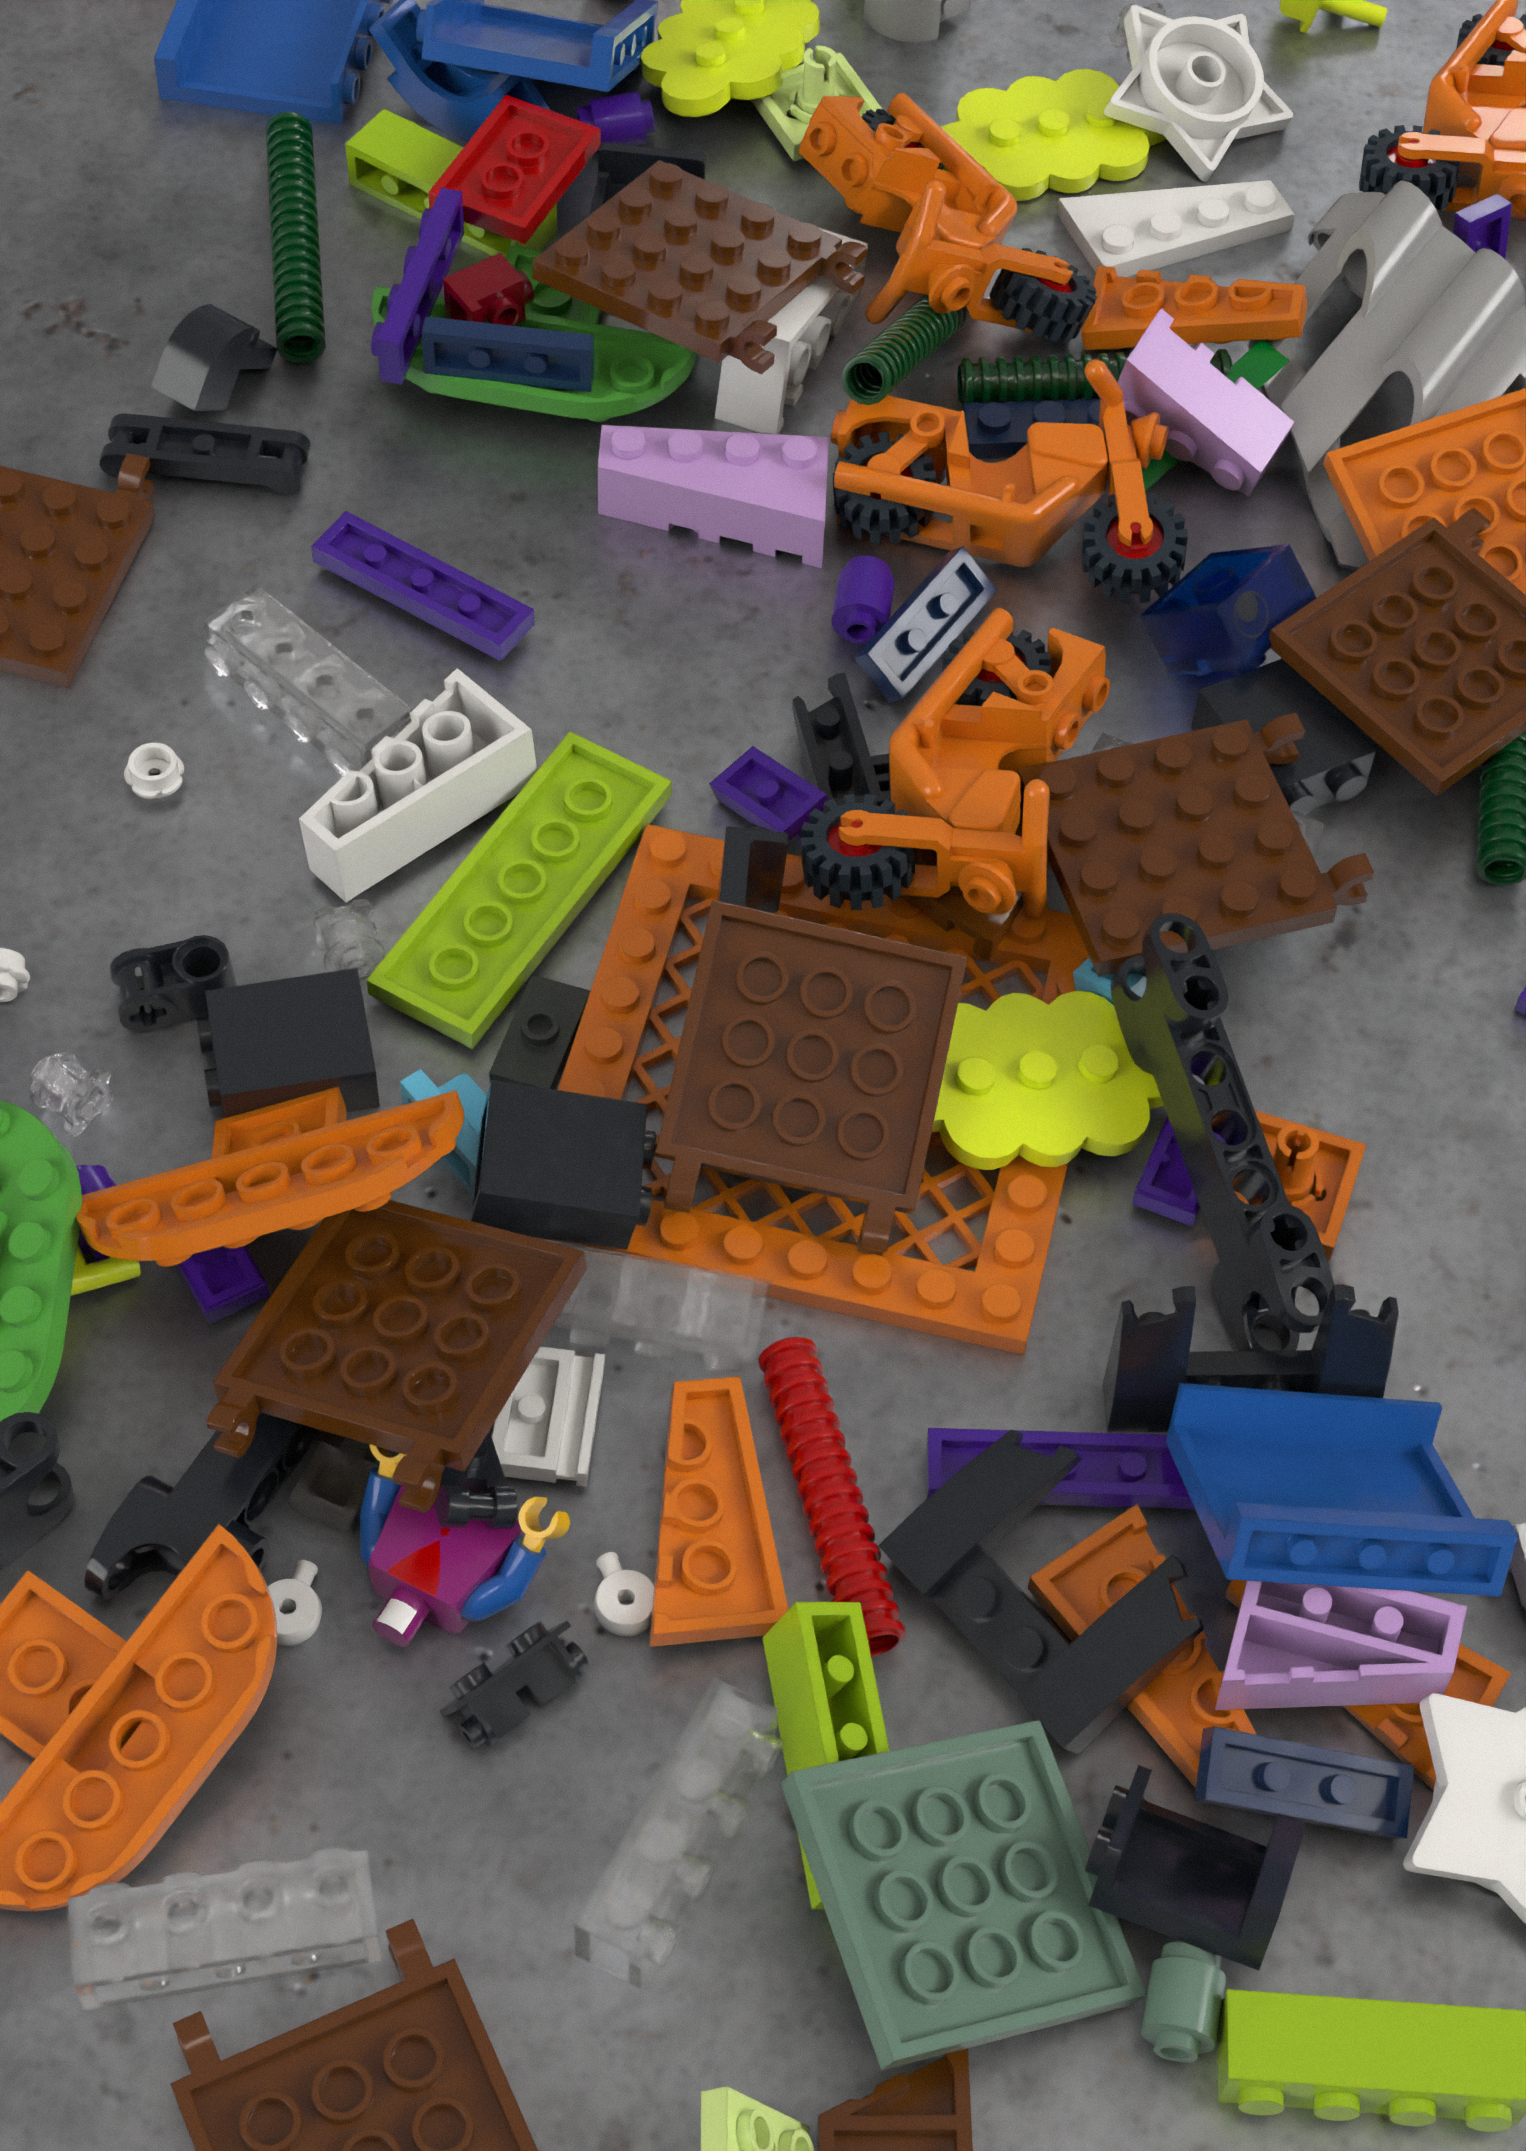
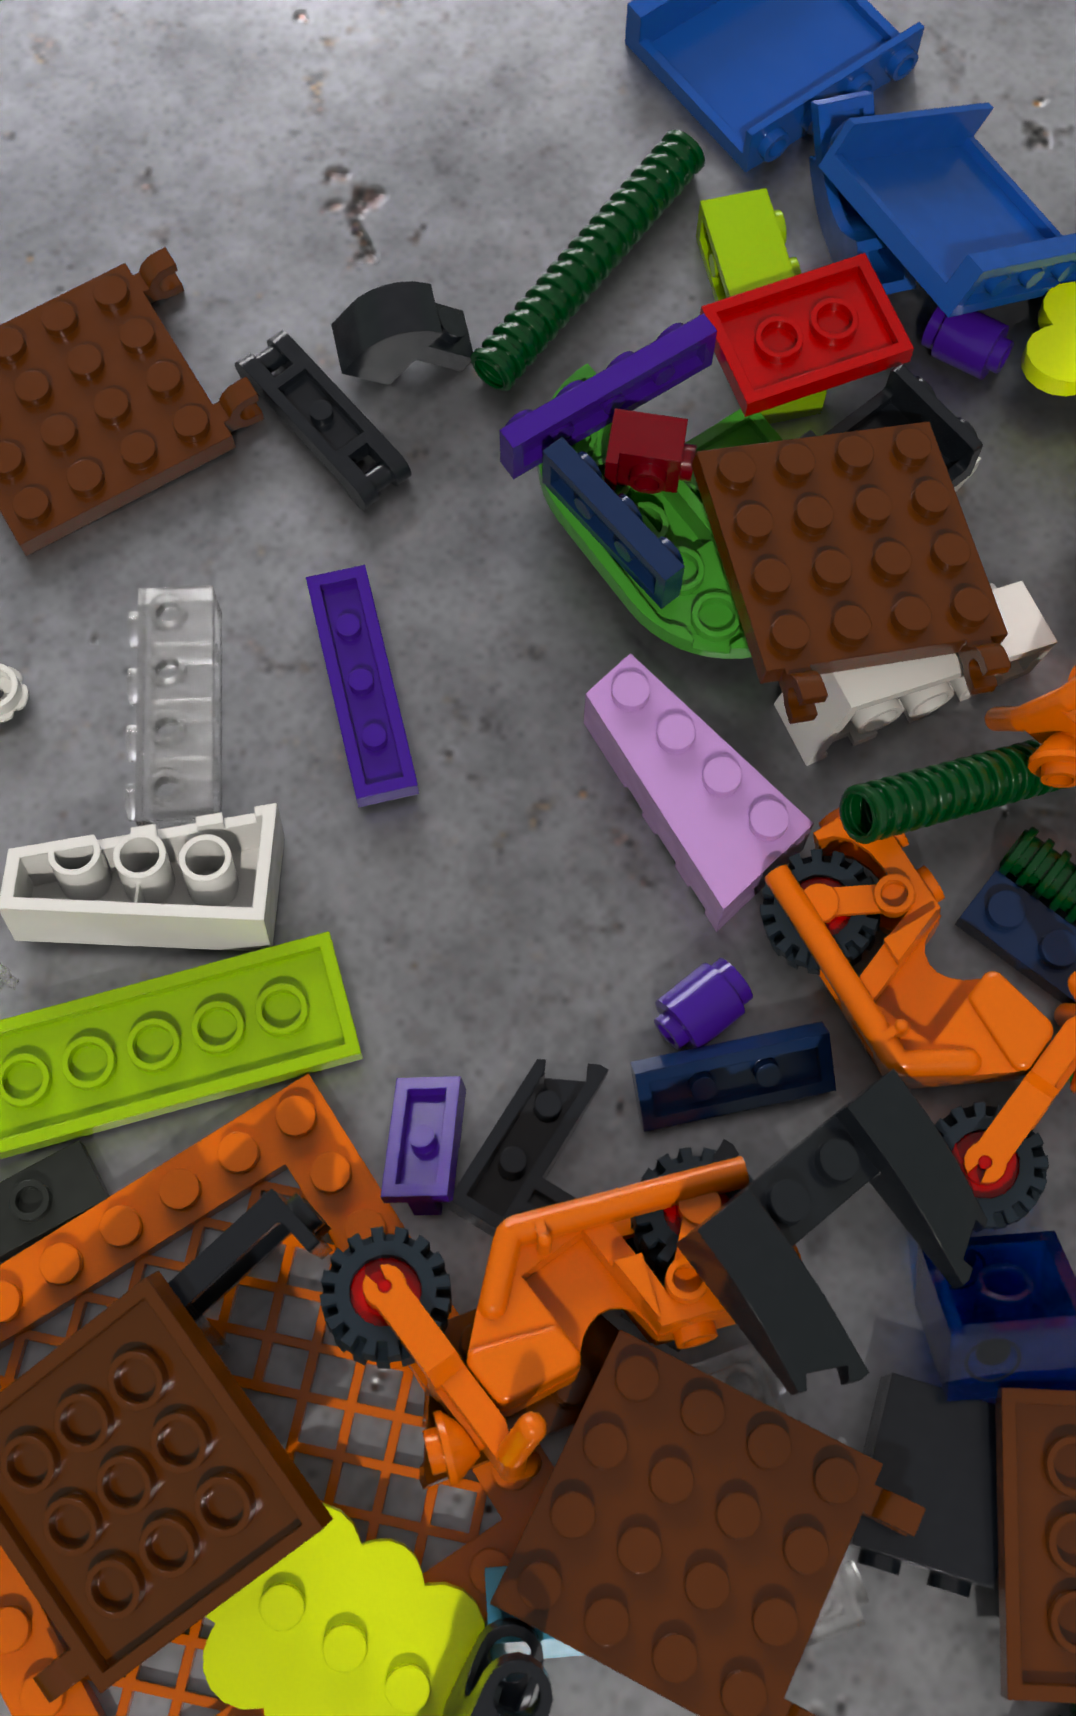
camera: 45 degrees right, 15 degrees up
(1073, 639) = (749, 1241): none -> black wedge

